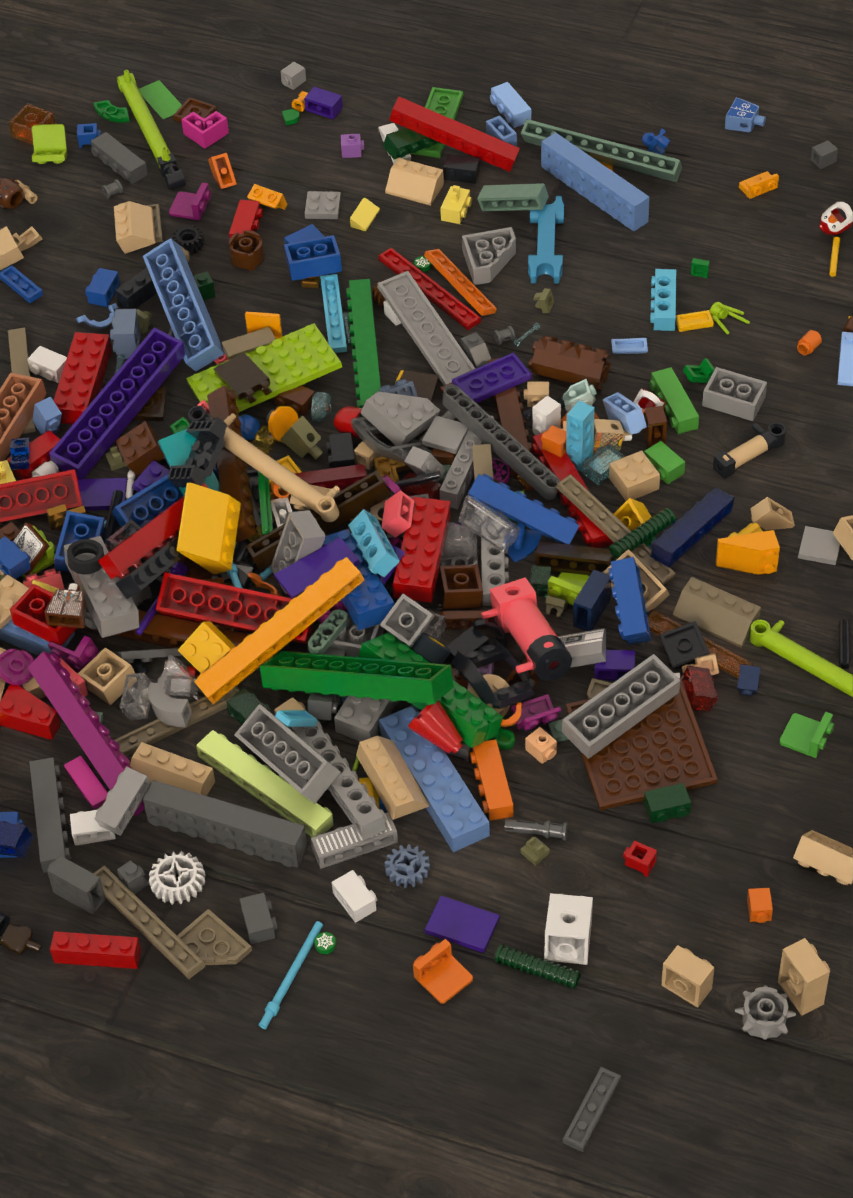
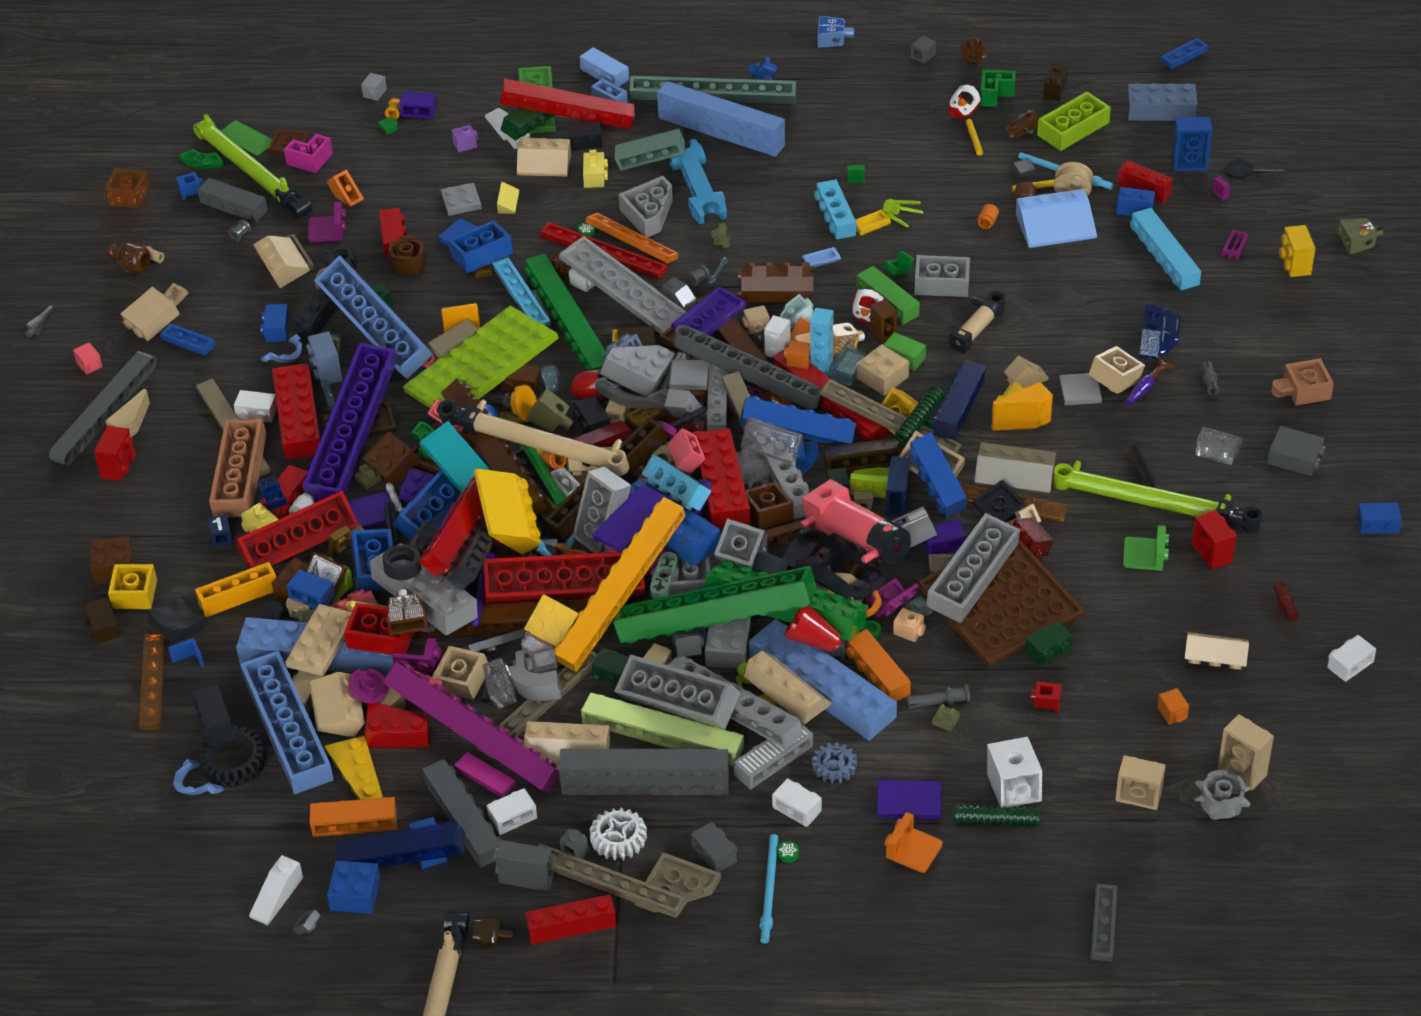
camera: 20 degrees left, 5 degrees down
(46, 416) = (282, 452): medium blue brick -> none
(49, 143) = (154, 201): lime bracket -> none
(122, 801) = (538, 775): light grey brick -> none
(203, 455) = (471, 442): black plate -> none
(243, 377) = (466, 368): dark brown tile -> none
(267, 197) = (405, 202): light orange bracket -> none
(296, 718) = (672, 658): medium azure tile -> none
(627, 412) = (857, 314): light blue brick -> none
(748, 680) = (1072, 518): dark blue brick -> none
(759, 184) = (875, 89): light orange bracket -> none

